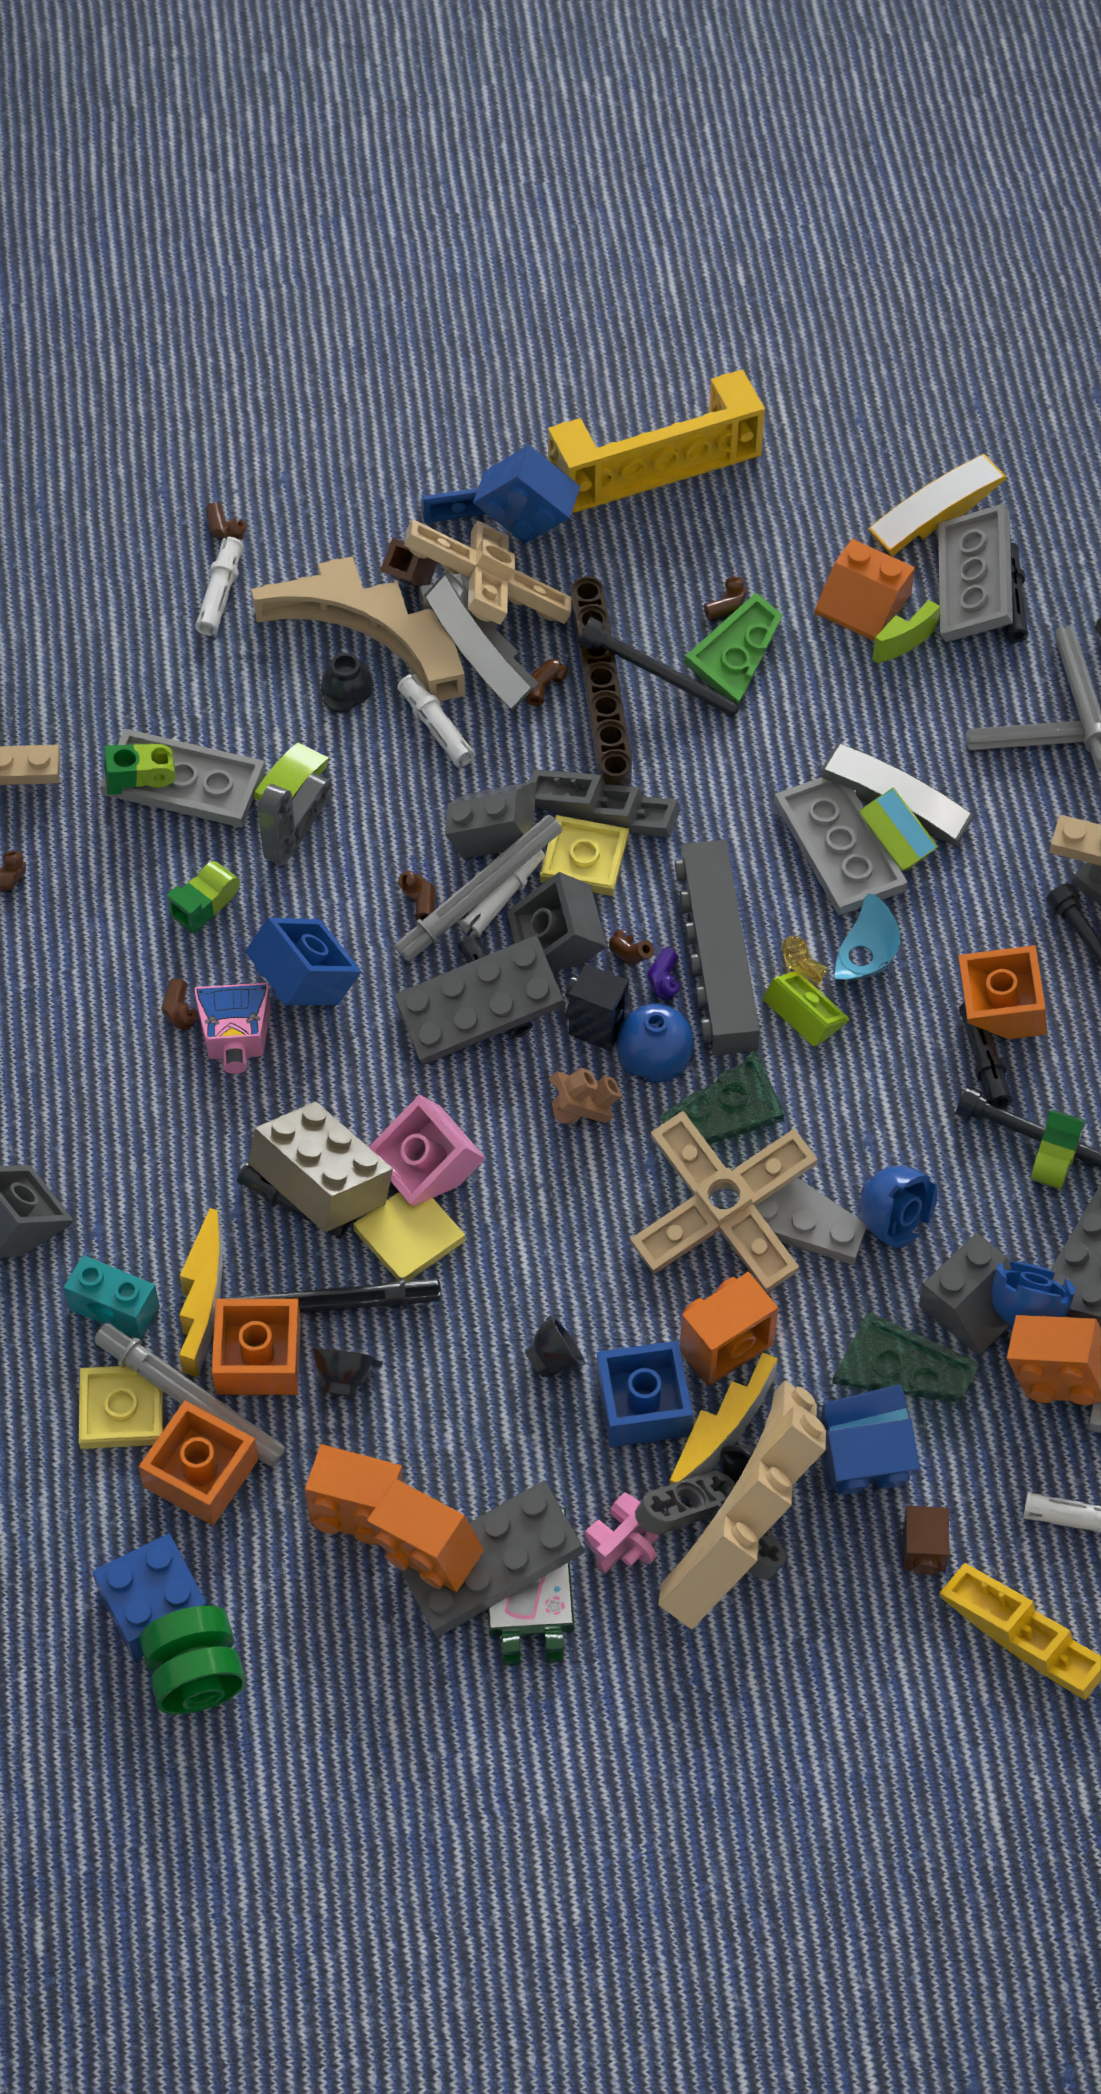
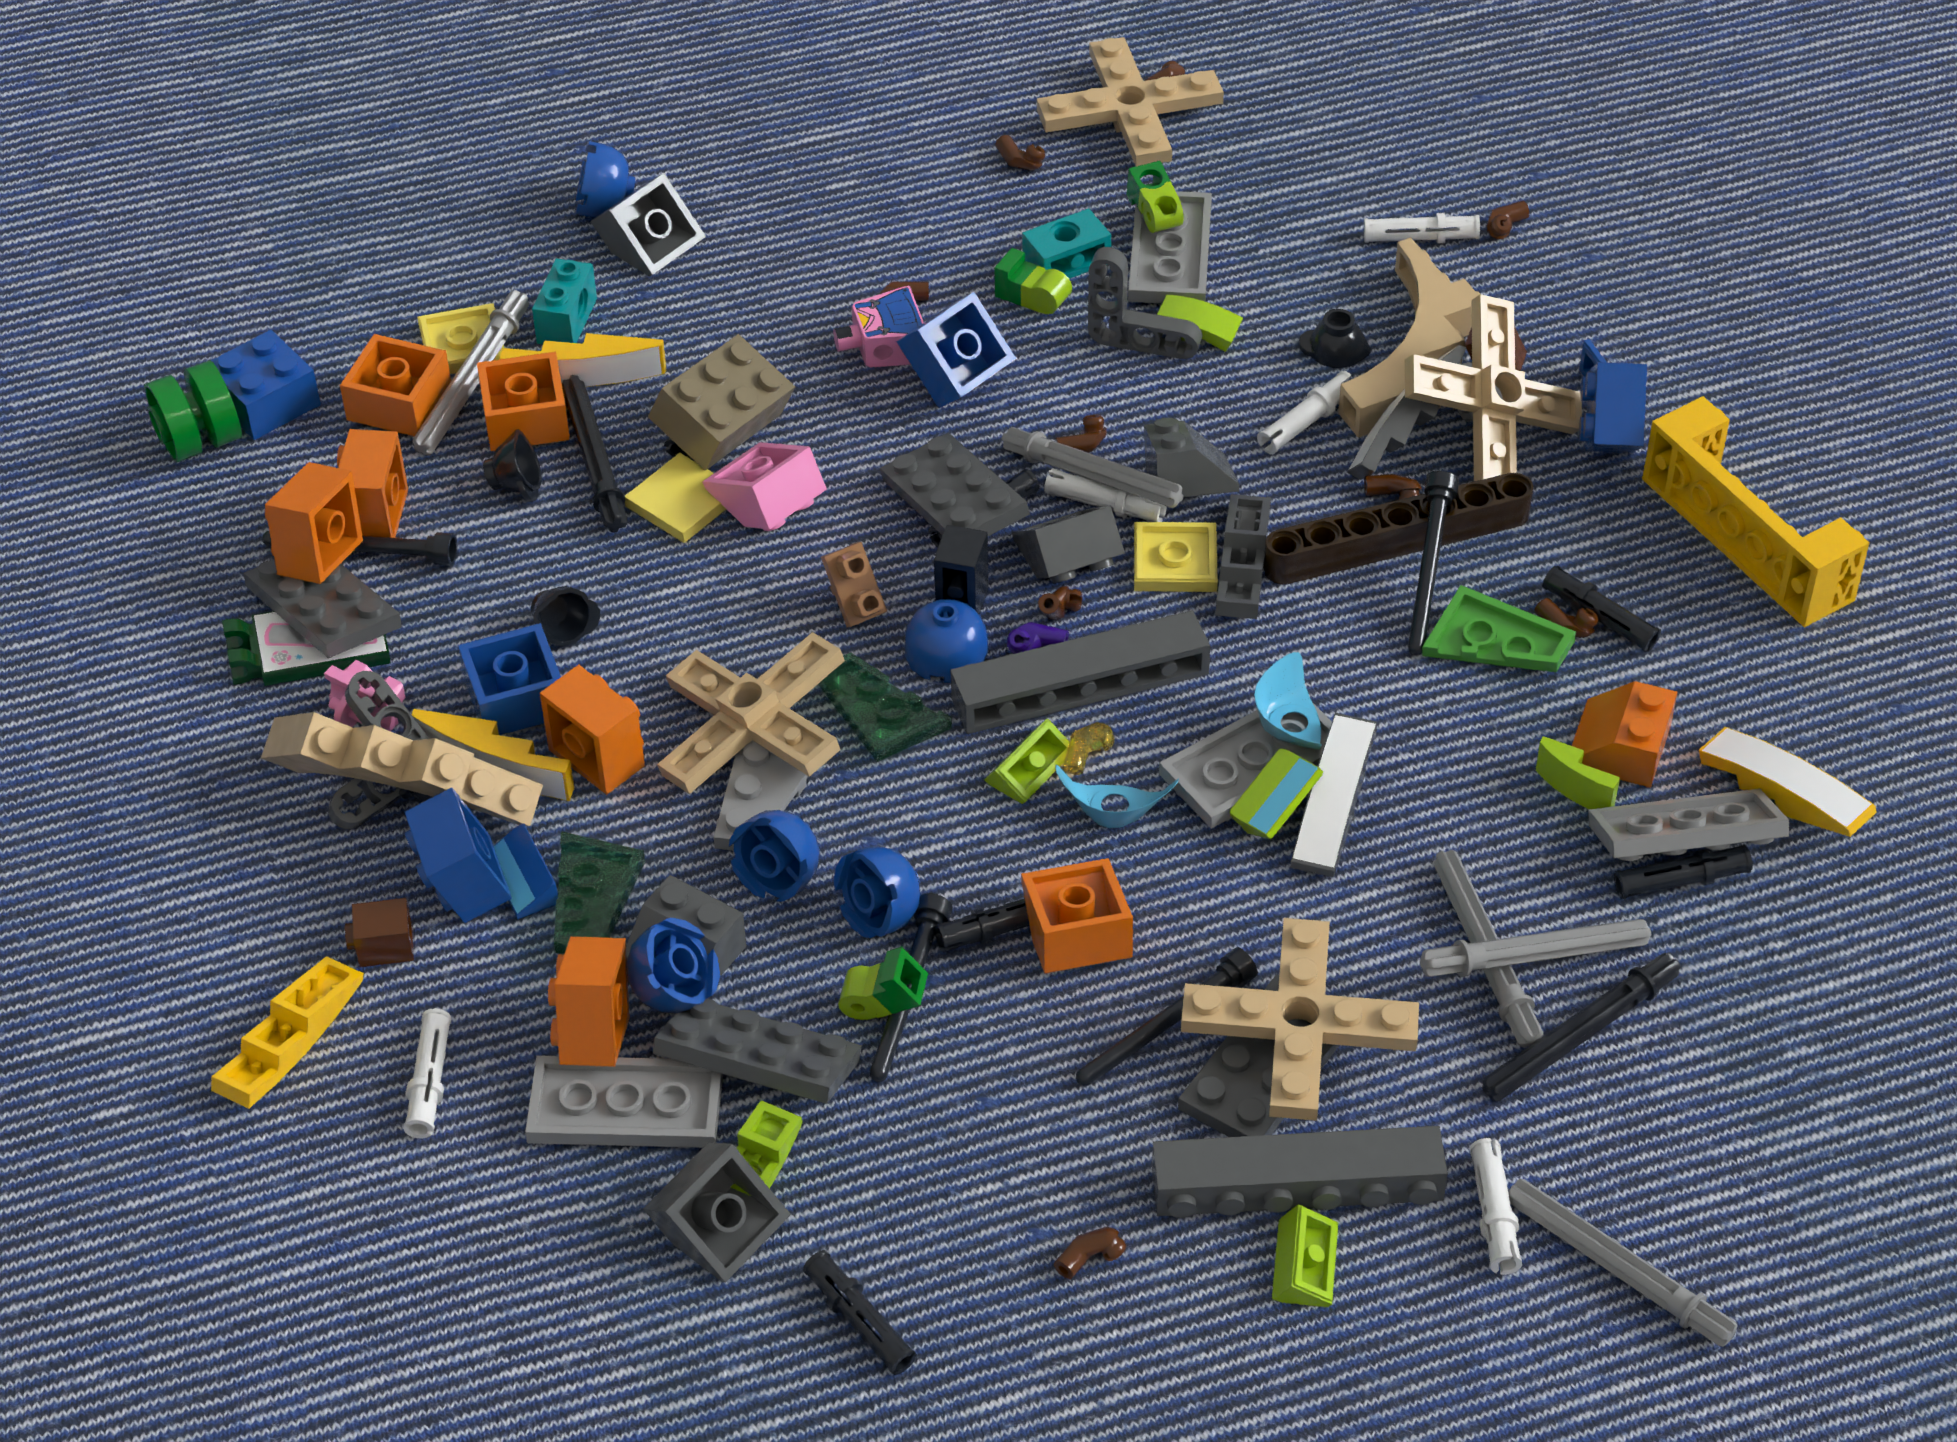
camera: 80 degrees right, 10 degrees down
(153, 840) = (1066, 243): none -> teal brick
(432, 1450) = (437, 548): none -> black piece
(711, 579) = (1608, 612): none -> black pin
(835, 800) = (1284, 692): none -> medium azure piece
(954, 1133) = (878, 890): none -> blue cylinder

